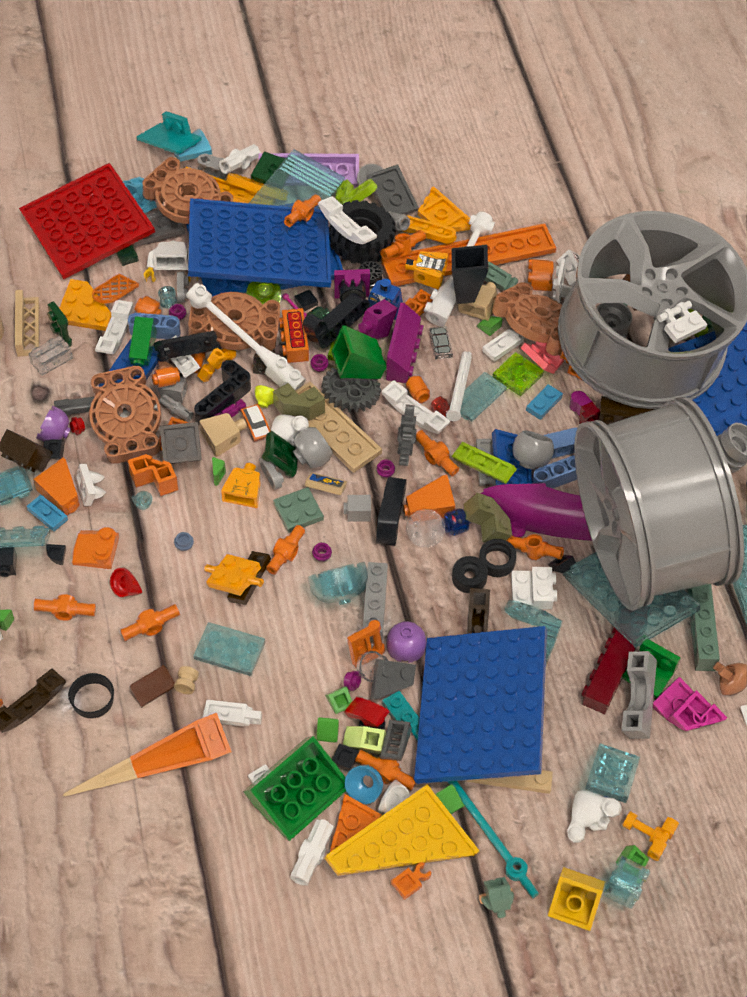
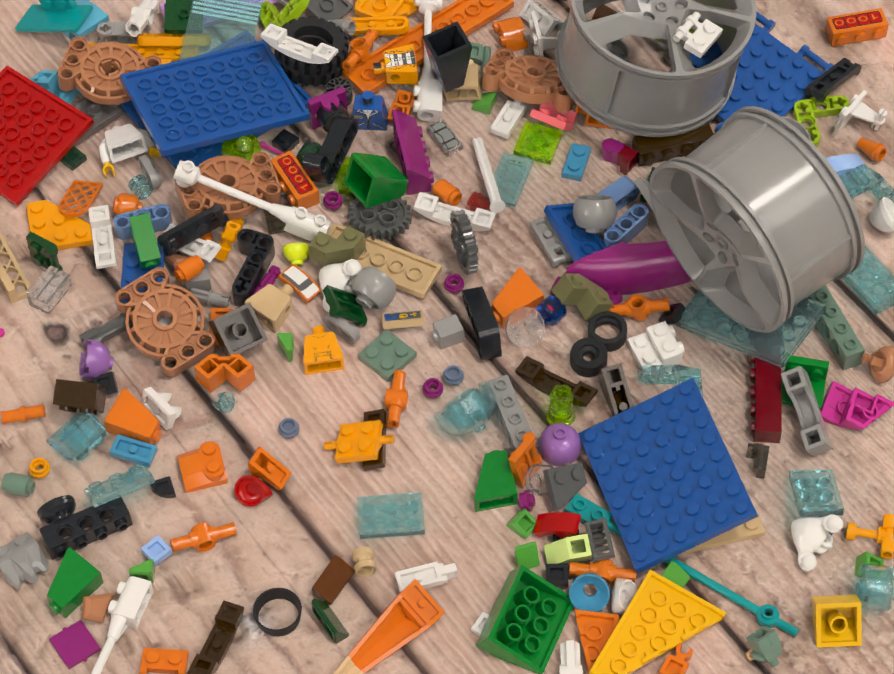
camera: 20 degrees left, 0 degrees up
(21, 604) = (156, 550): none -> light blue plate
(77, 425) = (117, 351): red plate -> none
(132, 720) = (329, 620): none -> dark green slope
(146, 568) = (267, 467): none -> orange slope
(150, 622) = (298, 519): orange pin -> none
(178, 310) = (158, 195): magenta plate -> none
(302, 210) = (242, 48): orange pin -> none
(331, 655) = (496, 483): none -> green slope
(345, 547) = (453, 375): none -> sand blue plate
(378, 319) = (375, 141): magenta torso -> none
(422, 609) = (561, 406): none -> clear neon green plant
(427, 587) = (544, 380): none -> dark brown slope
(437, 453) = (499, 250): orange pin -> none
(484, 462) = (551, 242): lime plate -> none
(579, 721) = (760, 455): none -> clear smoke bracket

